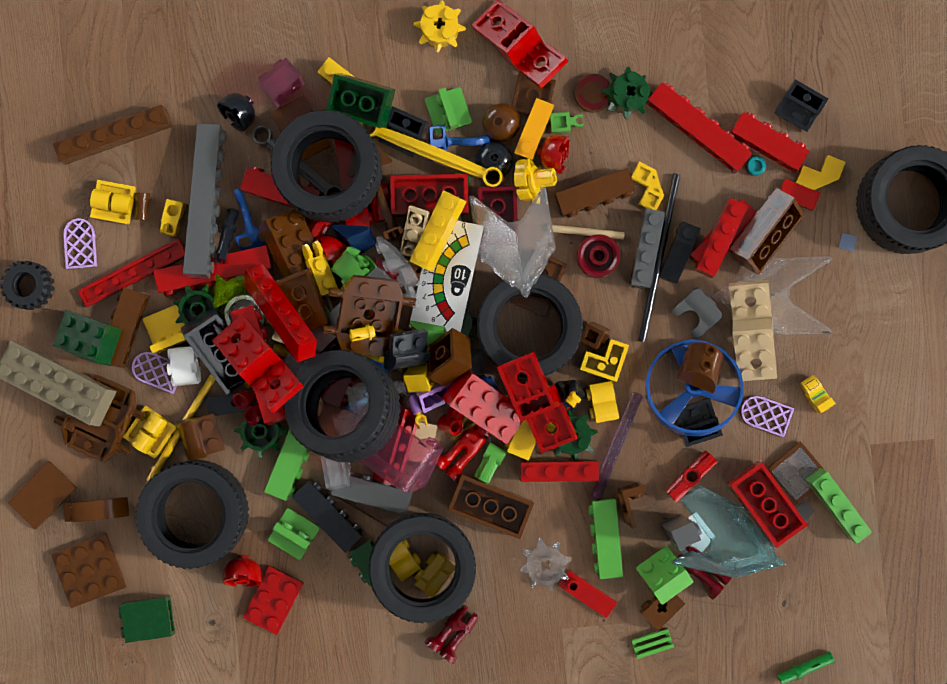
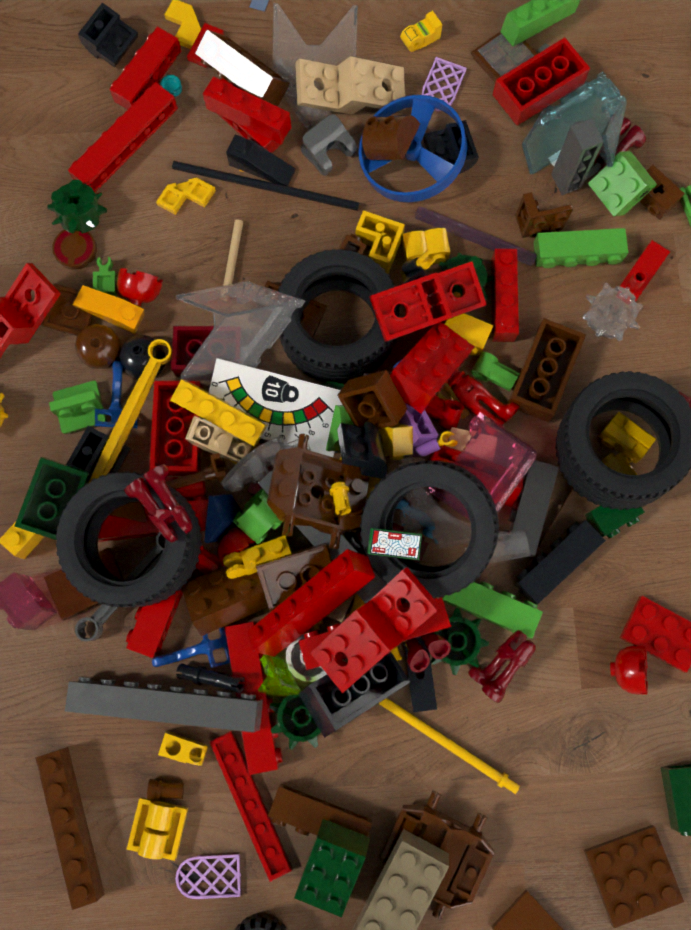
camera: 85 degrees left, 10 degrees down
(96, 509) = (557, 863): reddish brown arch -> none
(151, 433) = (458, 784): yellow plate -> none
(152, 521) = (613, 744): black tyre -> none
(153, 370) = (390, 788): lavender window -> none
(164, 330) = (325, 763): yellow bracket -> none
(183, 366) = (372, 737): white brick -> none
(200, 436) = (461, 719): reddish brown brick -> none
(238, 110) = (53, 659): black cylinder -> none
(254, 475) = (516, 651): none -> dark red piece
(293, 533) = (581, 605): bright green bracket -> none
(323, 376) = (394, 544): none -> tile
(338, 190) = (160, 517): none -> dark red piece
(531, 179) = (166, 307): yellow piece -> none
(595, 192) = (187, 247): reddish brown brick -> none
(607, 247) = (258, 232): dark red wheel -> none
(647, 248) = (255, 194): dark grey brick -> none
(681, 485) = (501, 149): red piece -> none

